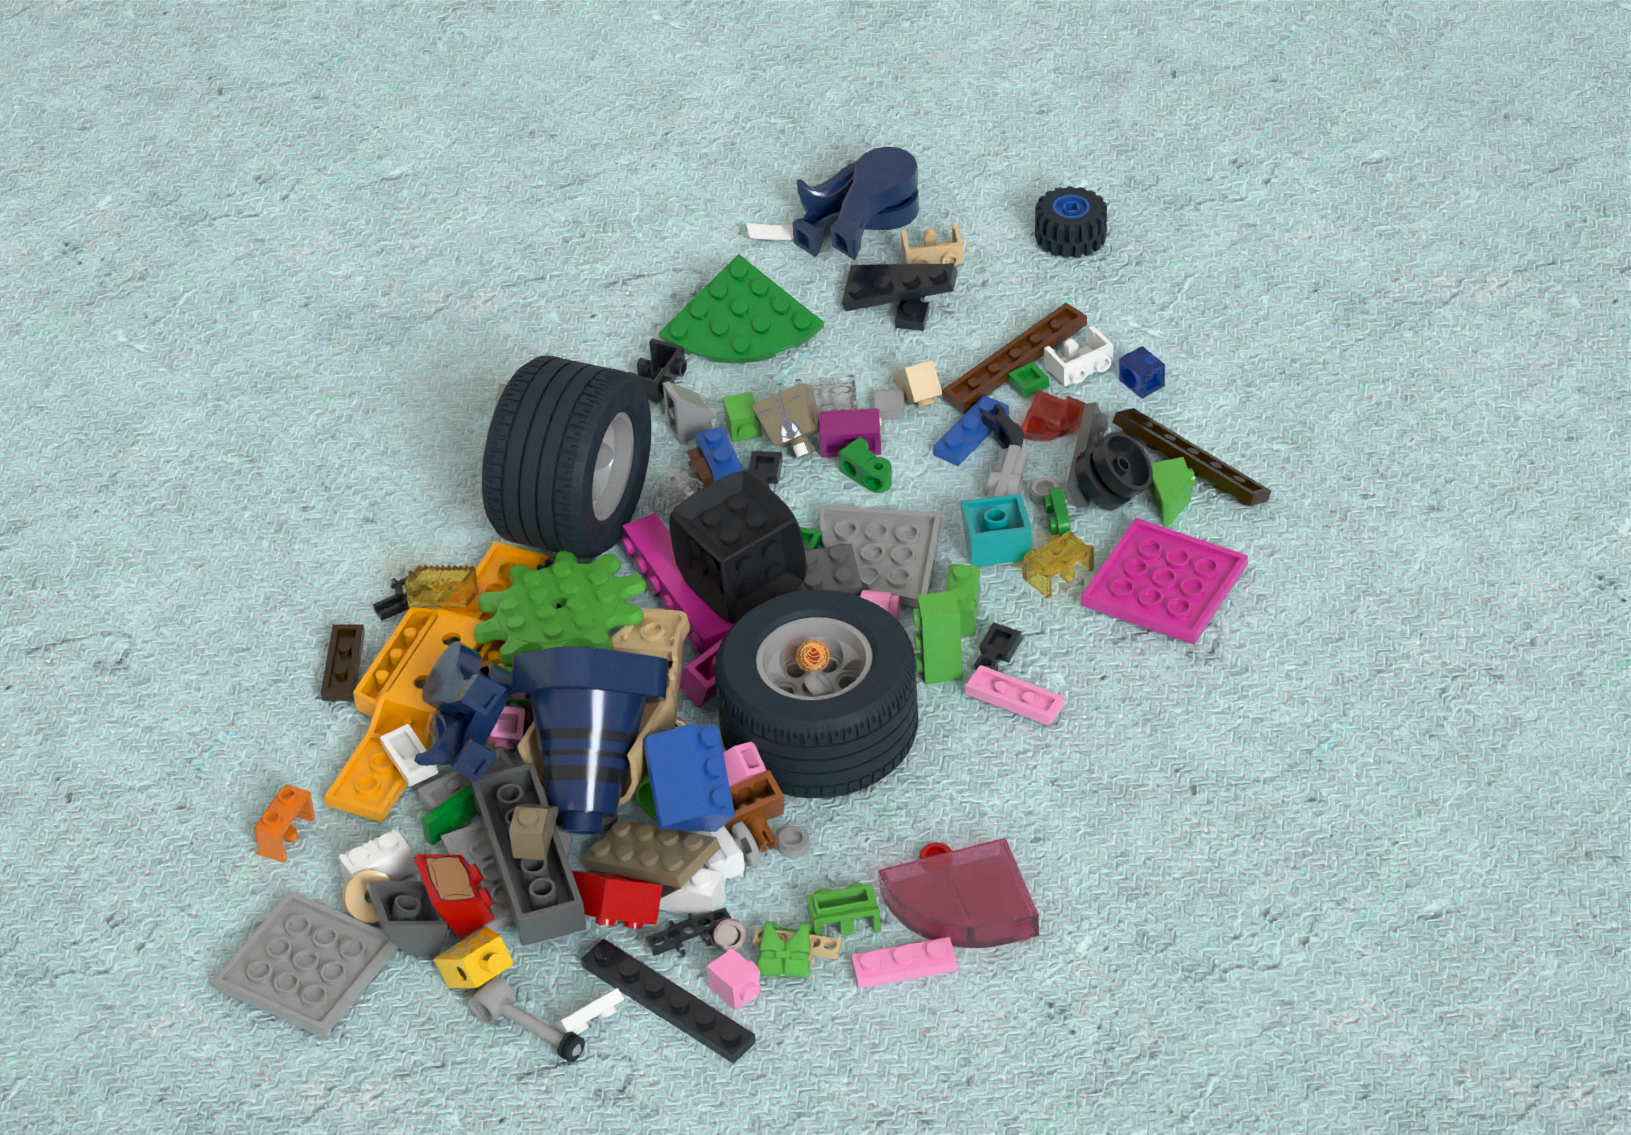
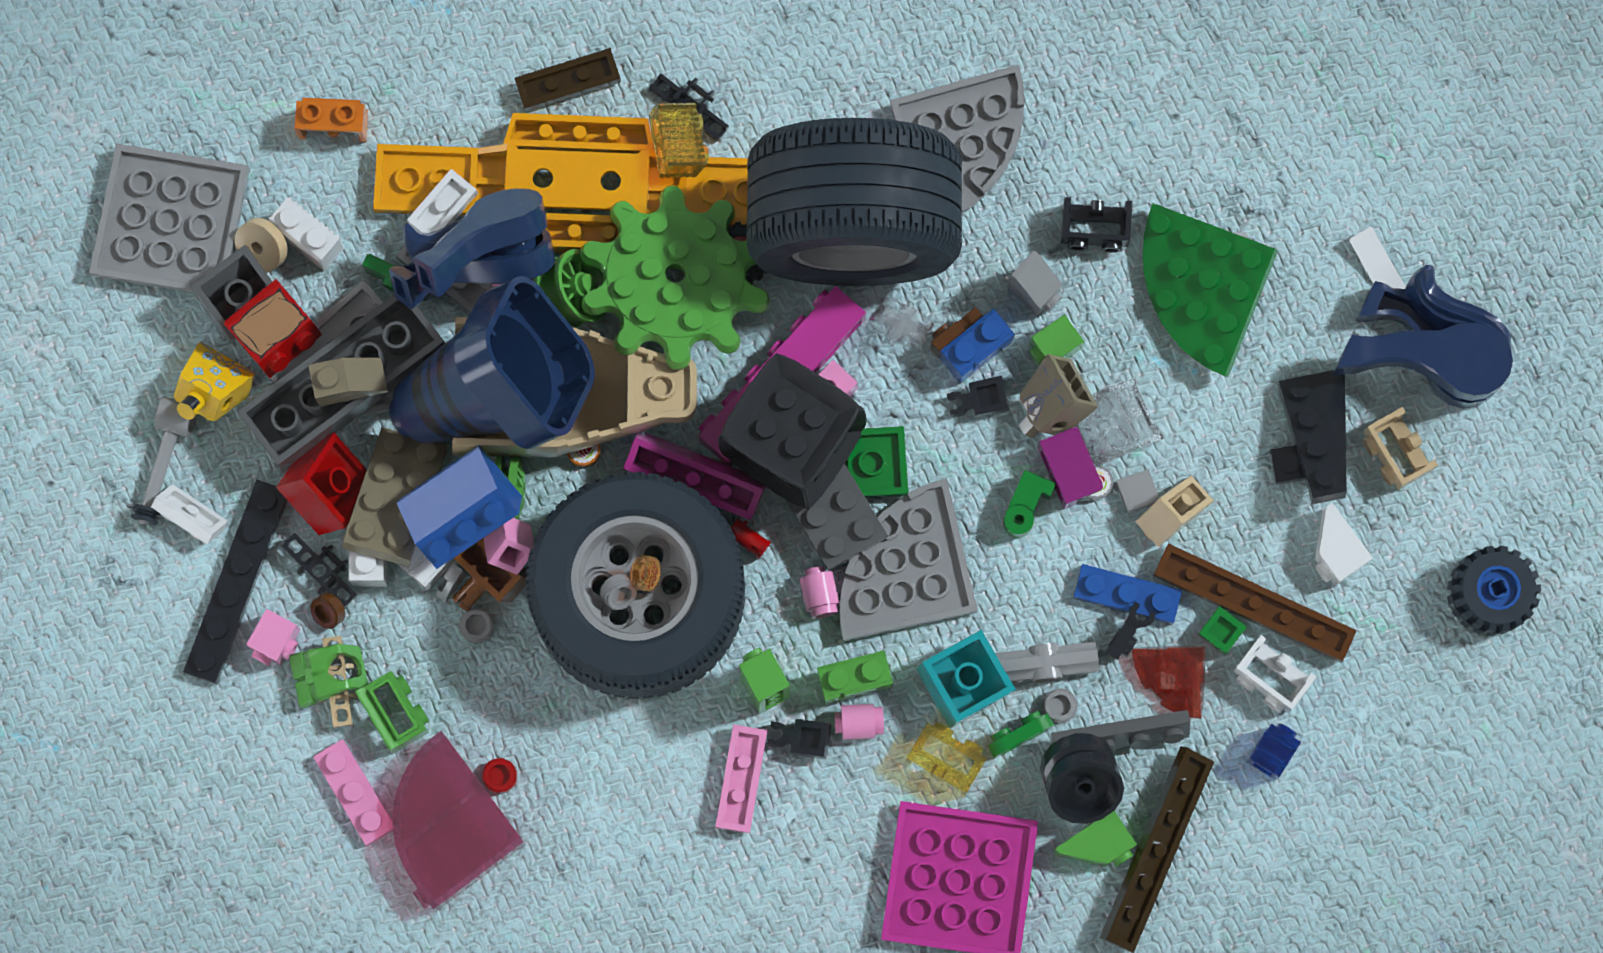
camera: 65 degrees right, 35 degrees up
(991, 298) = (1338, 548): none -> white slope
(1000, 606) = (859, 721): none -> bright pink brick

